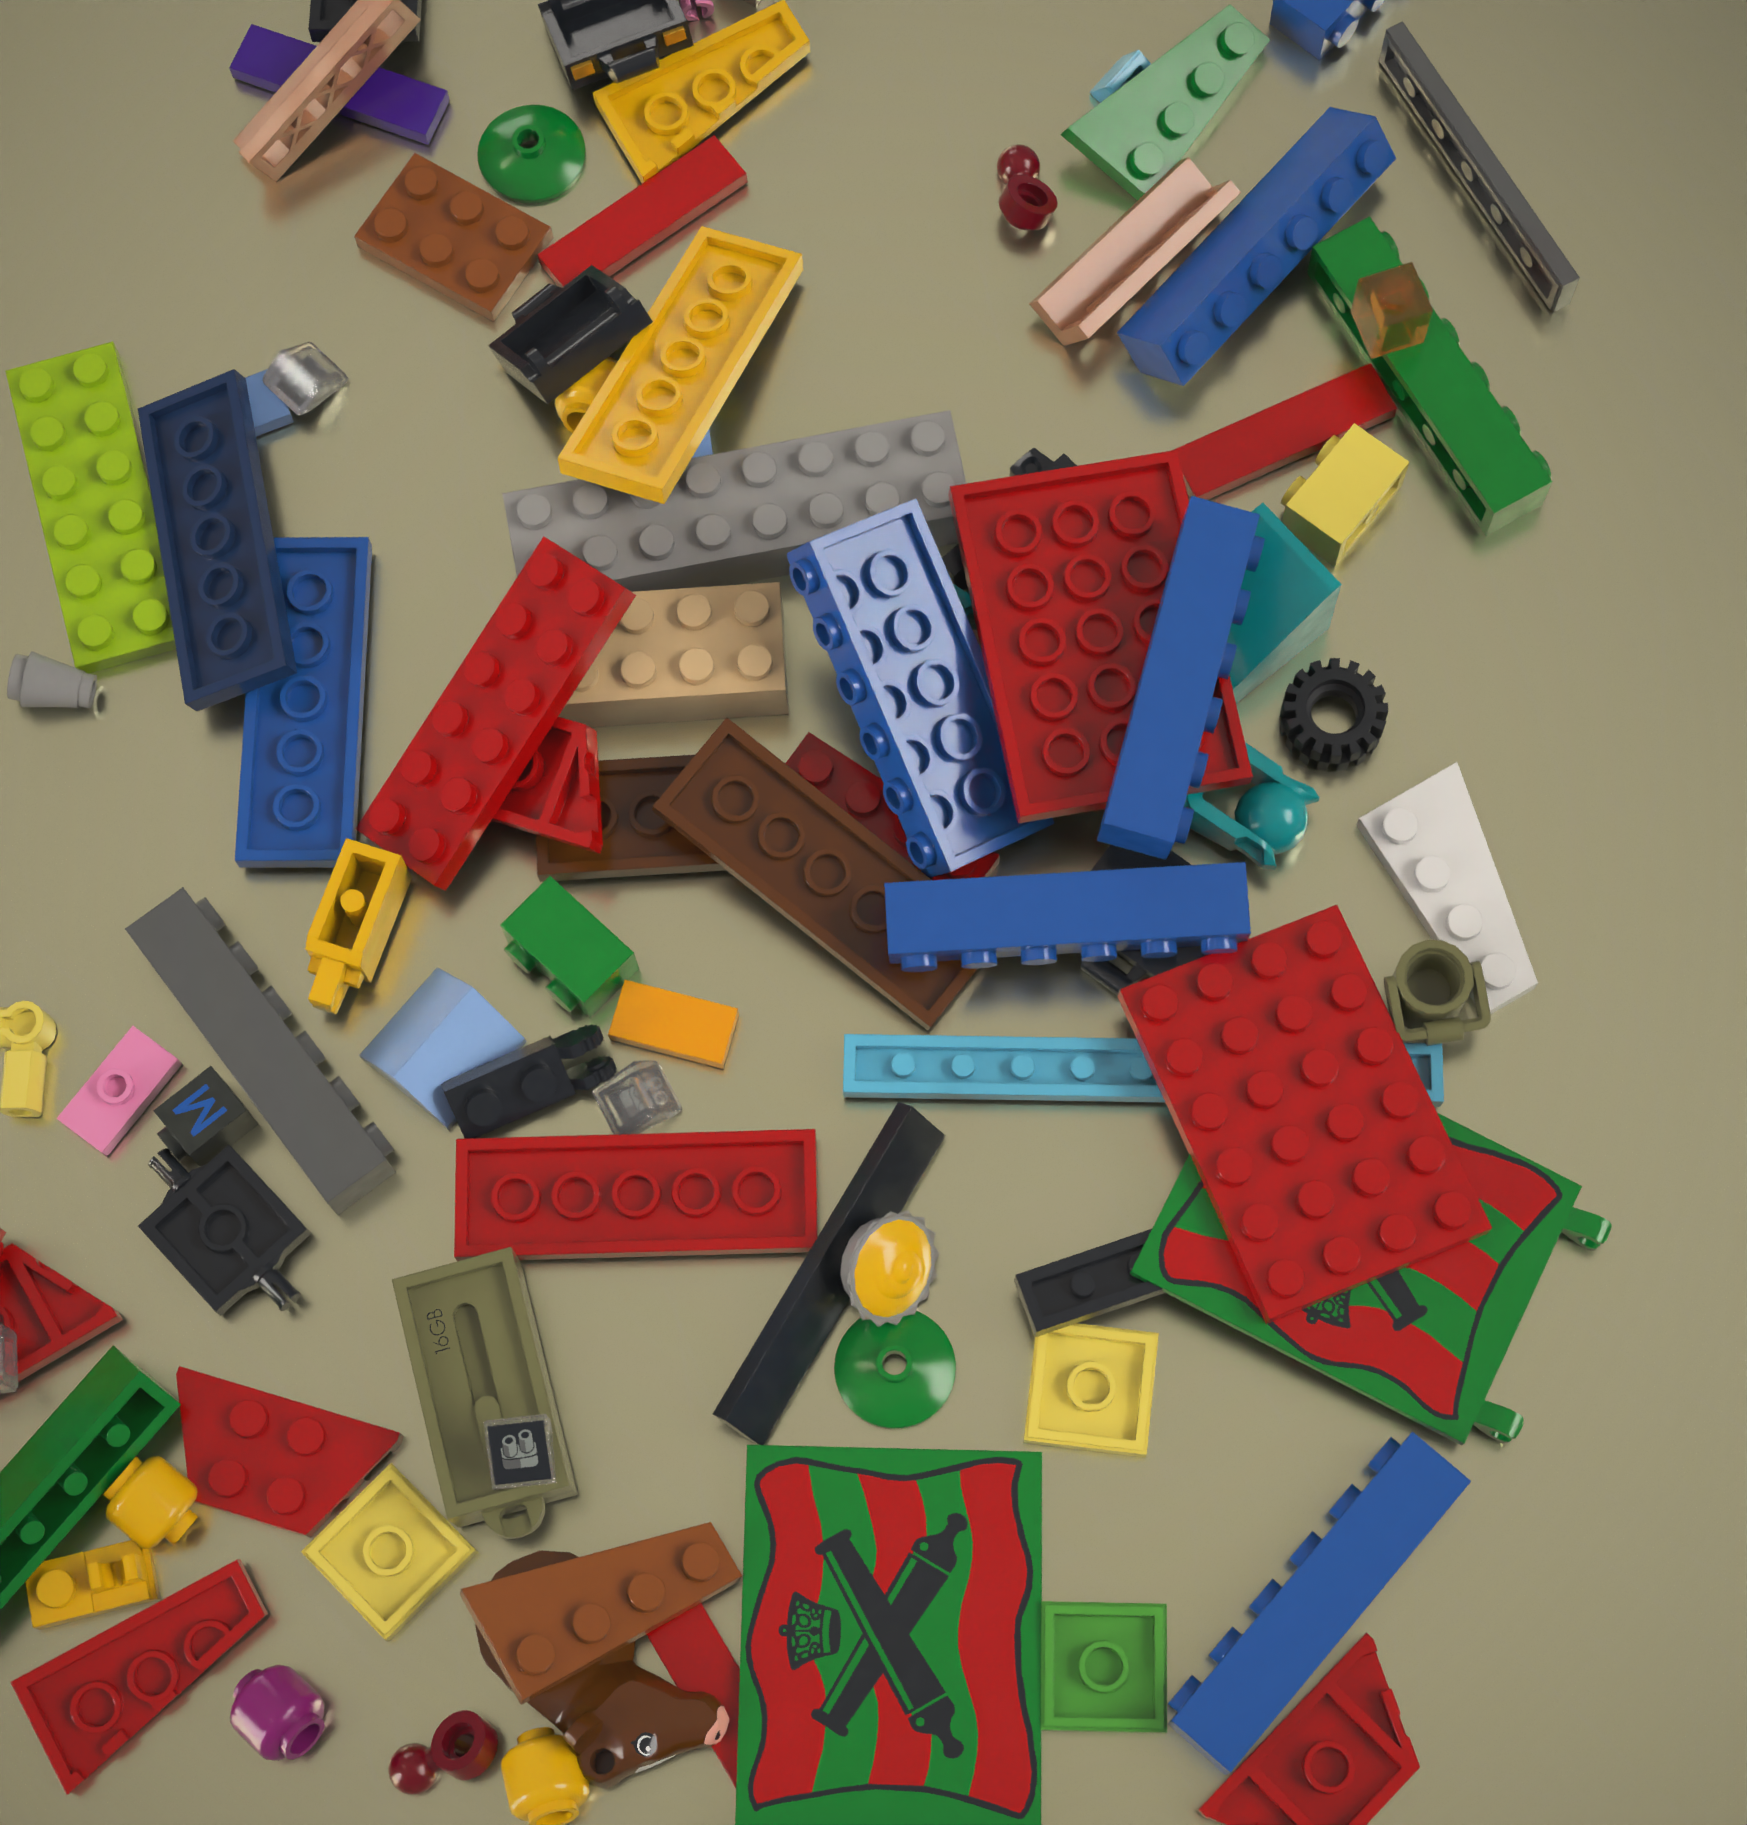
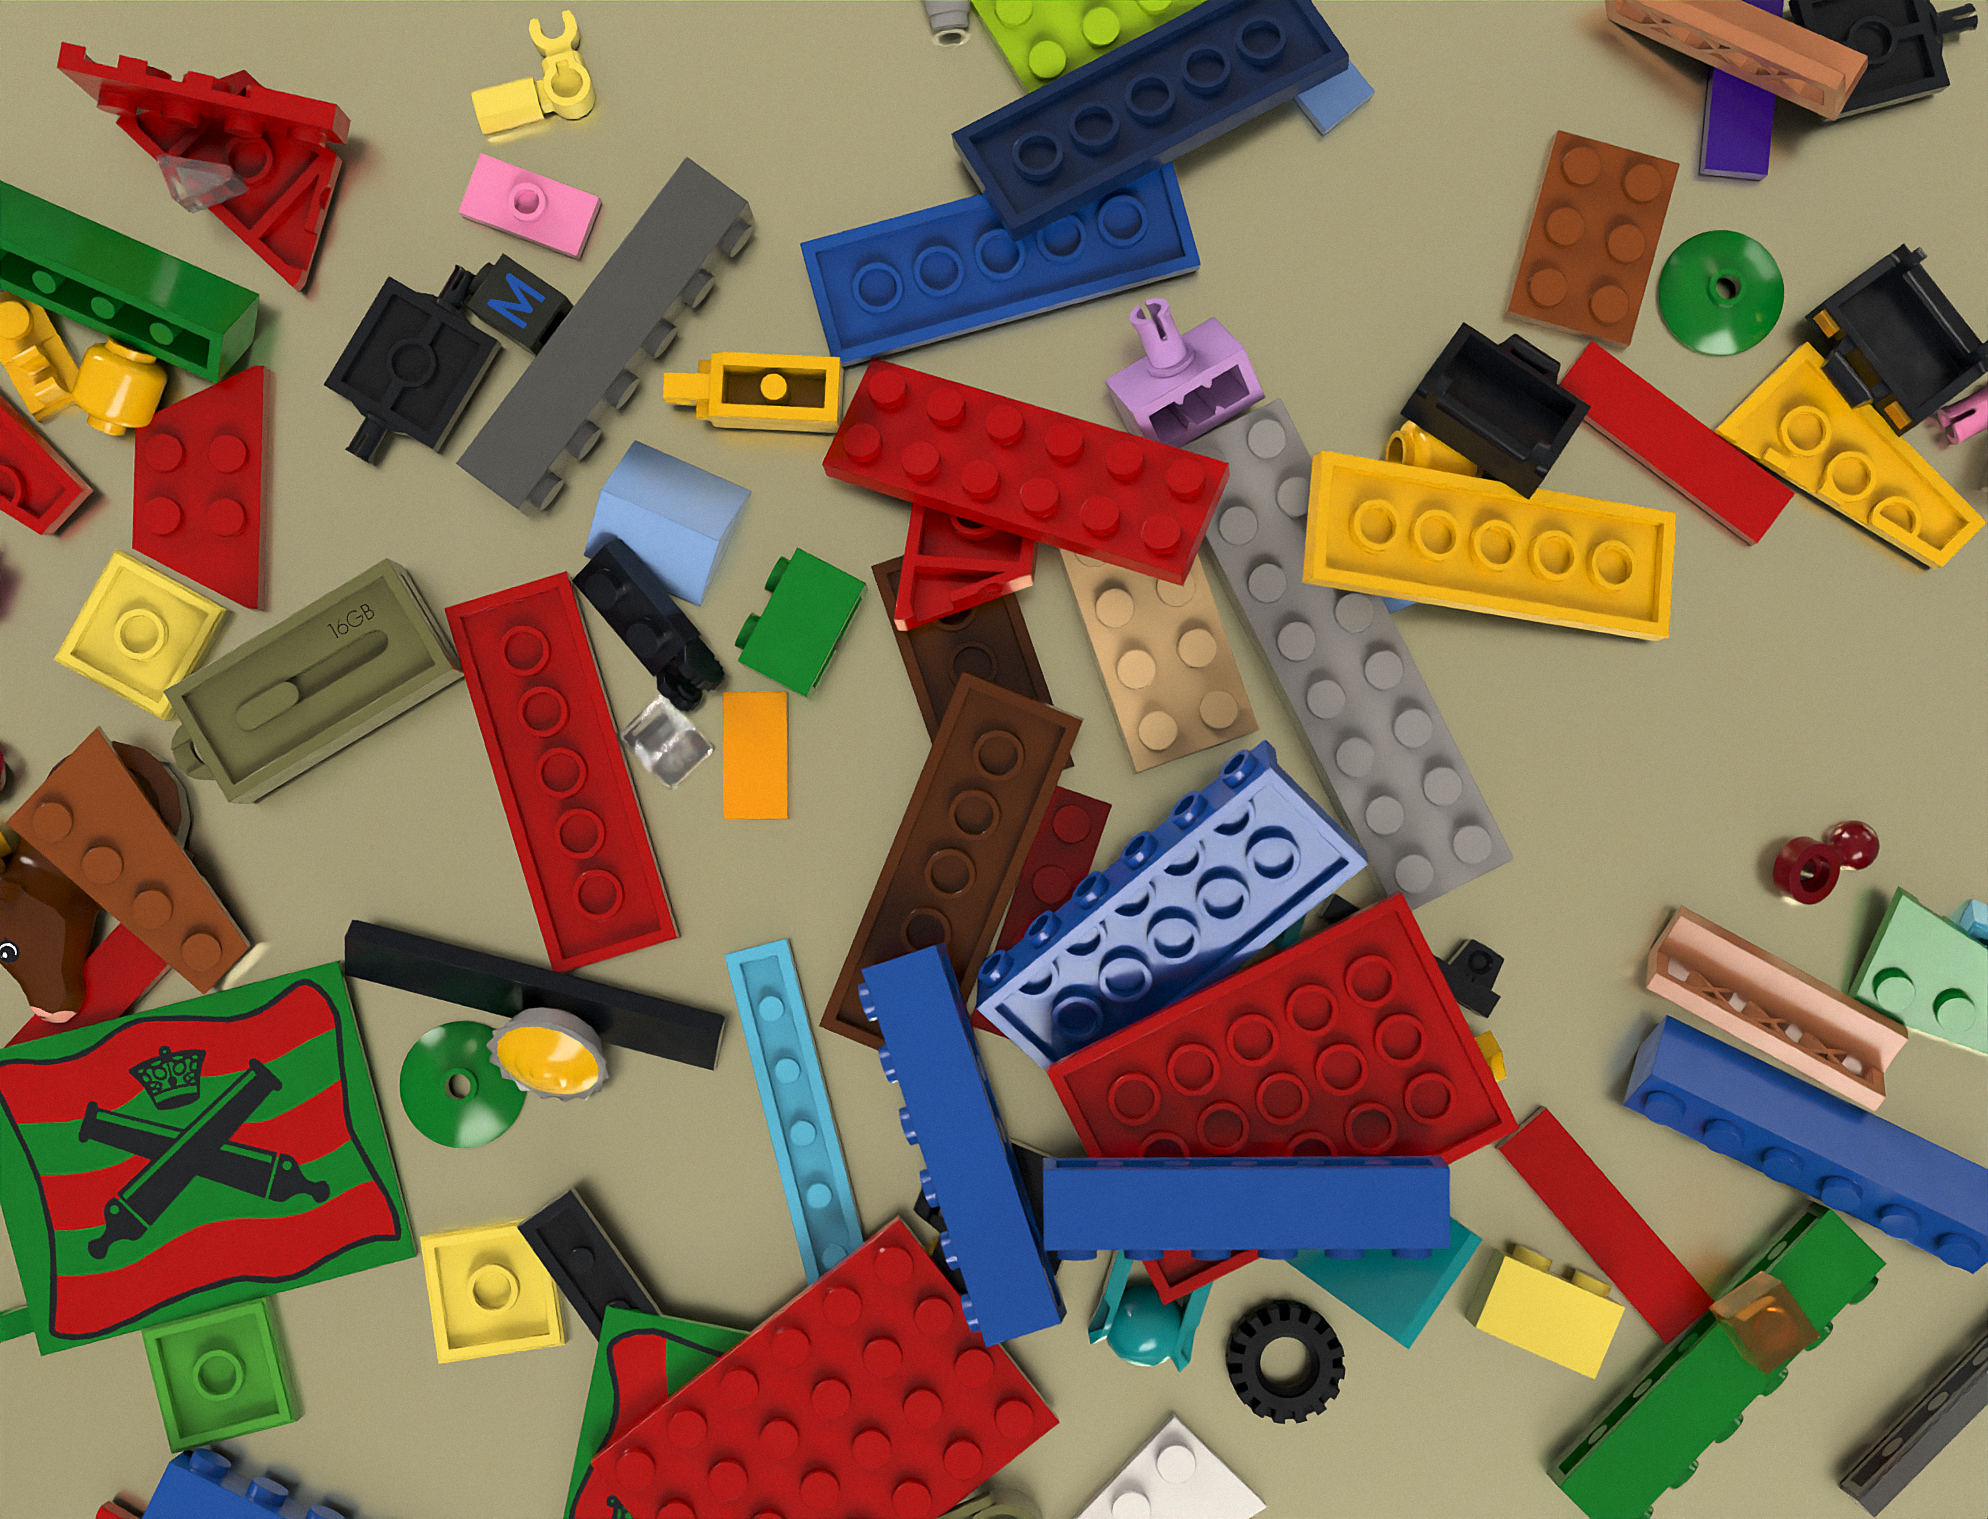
camera: 70 degrees right, 15 degrees up
(303, 377) = (1372, 131): clear slope -> none
(462, 567) = (1184, 380): none -> lavender brick
(520, 1451) = (243, 745): slope -> none

